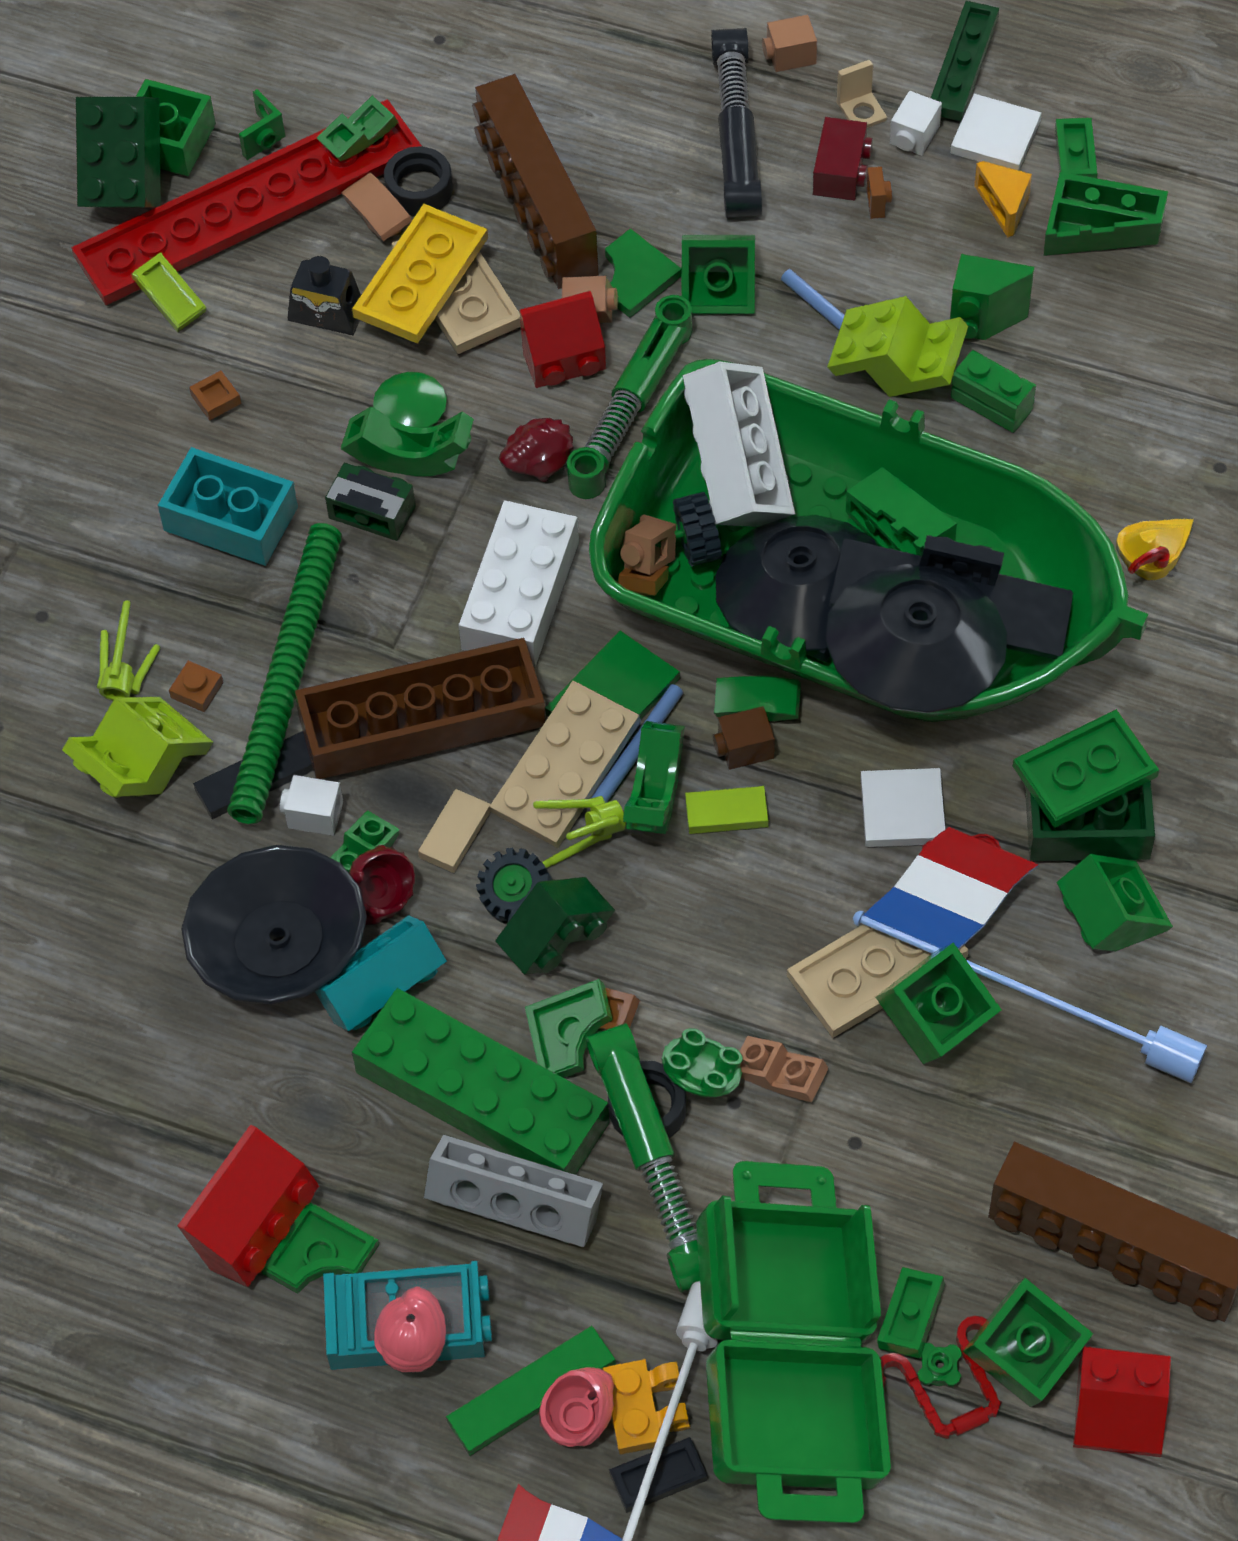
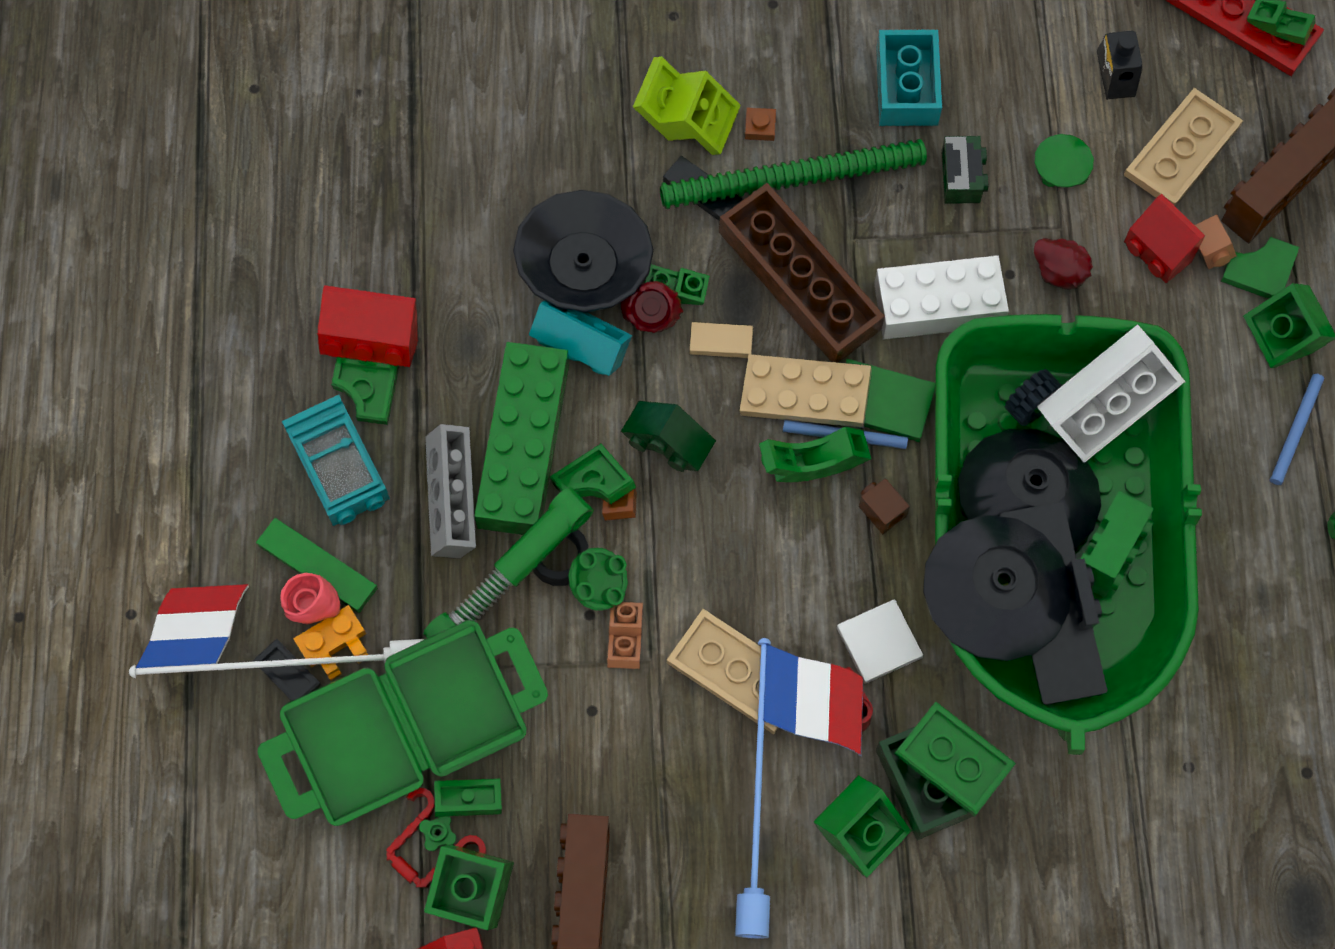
camera: 65 degrees right, 10 degrees up
(118, 679) = (740, 71): lime plant -> none
(215, 395) = (1002, 30): dark orange plate -> none
(312, 805) = (696, 238): white brick -> none
(377, 206) = (1222, 64): nougat slope -> none
(407, 449) = (1019, 170): green arch -> none
(409, 1342) = (314, 466): coral hair -> none
(413, 160) = (1269, 64): black tyre -> none
(420, 273) = (1172, 116): yellow plate -> none
(509, 881) = (692, 392): black wheel -> none
(600, 822) = (767, 429): lime plant -> none
(631, 394) = (1151, 307): green piece -> none
(639, 545) = (1005, 369): nougat brick -> none
(644, 583) = (981, 379): dark orange plate -> none
(726, 809) = (821, 517): lime tile -> none
(744, 693) = (920, 495): green slope -> none
(898, 346) = (1283, 481): lime bracket -> none
(938, 1003) = (713, 724): green brick -> none
(993, 391) = (1282, 569): green brick -> none
(1153, 546) = (1201, 745): yellow piece -> none

